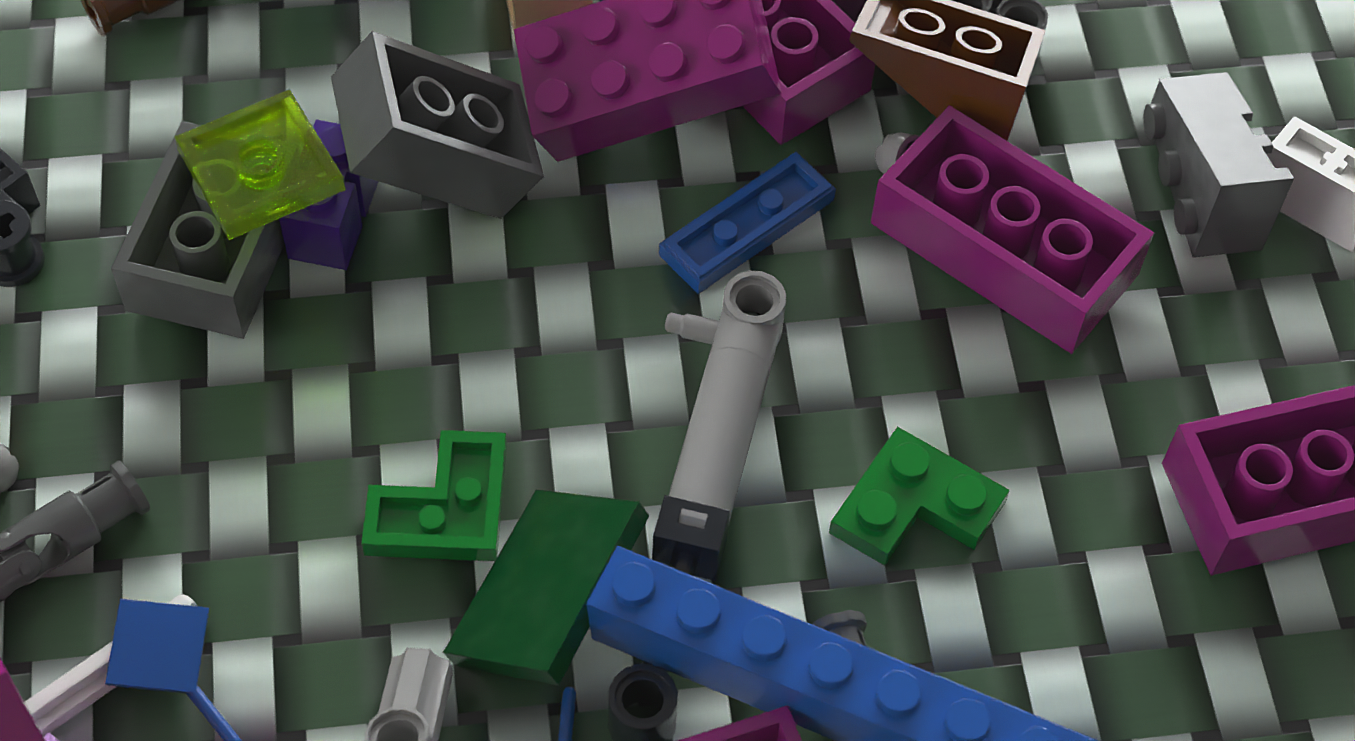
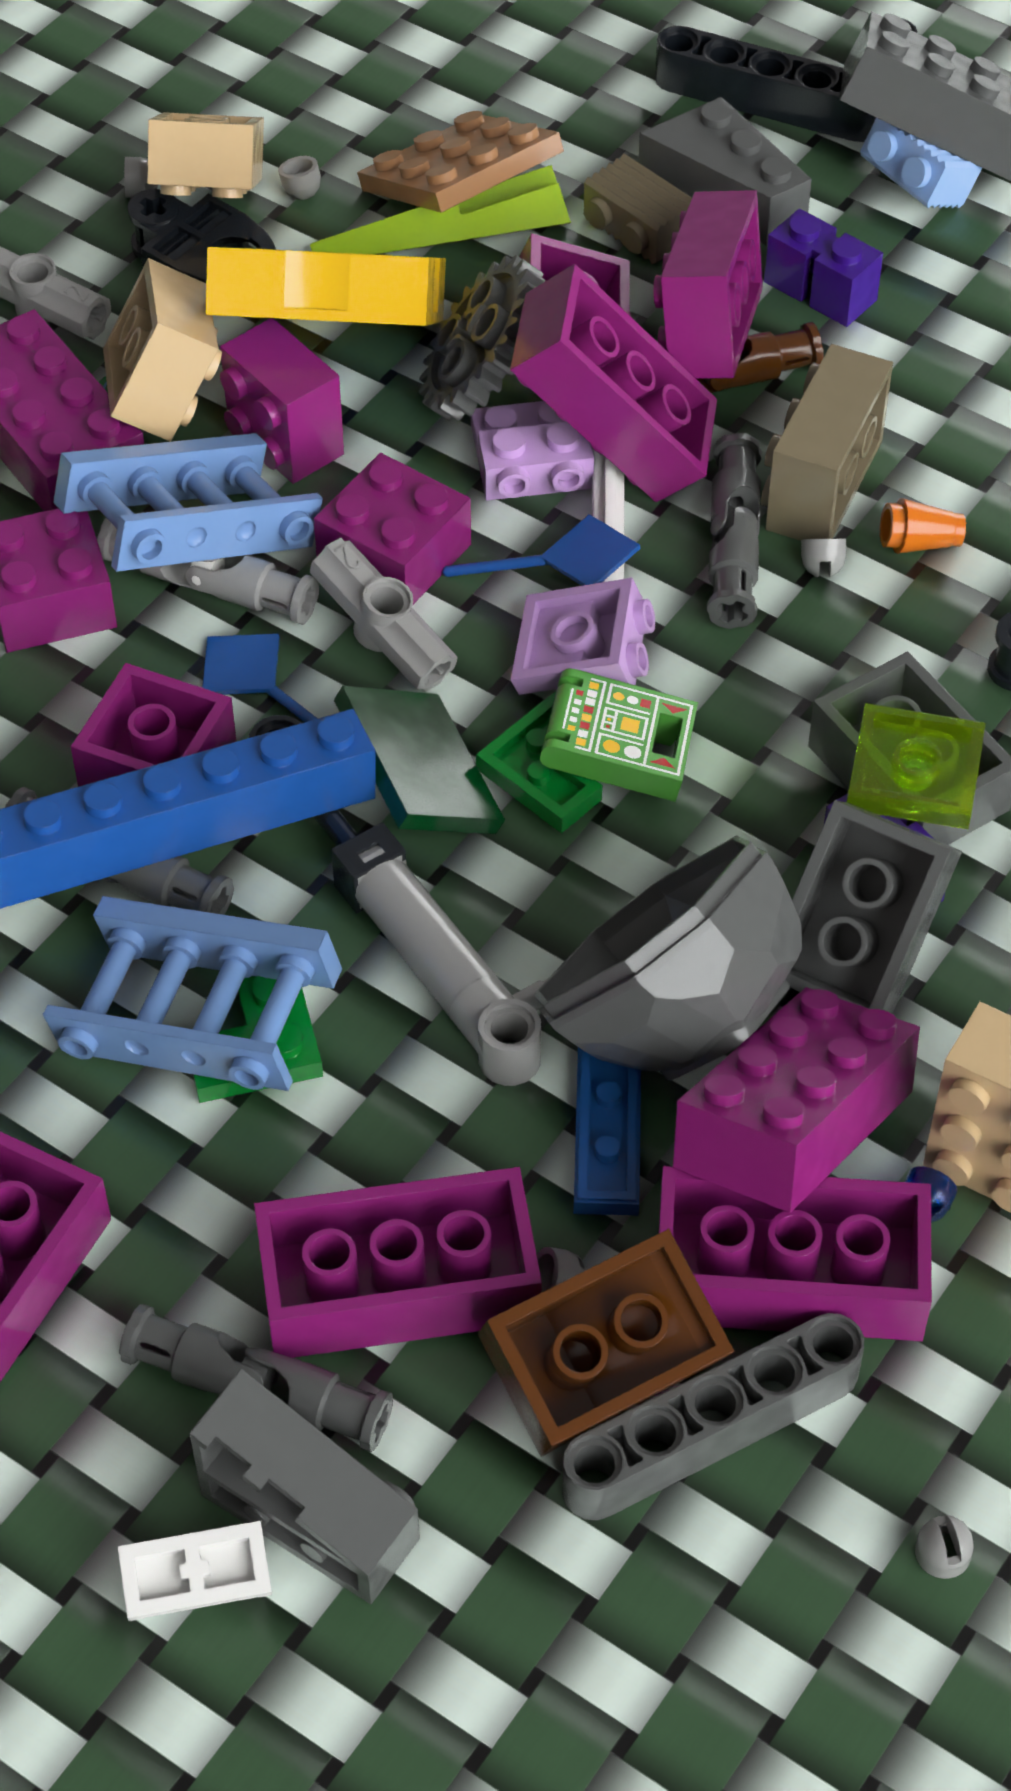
camera: 135 degrees right, 5 degrees down
(281, 570) = (583, 629): none -> lavender plate
(372, 452) = (609, 733): none -> bright green container
(607, 243) = (681, 965): none -> dark grey rock
(913, 587) = (187, 941): none -> medium blue fence
(1196, 305) = (213, 1358): none -> dark grey piece

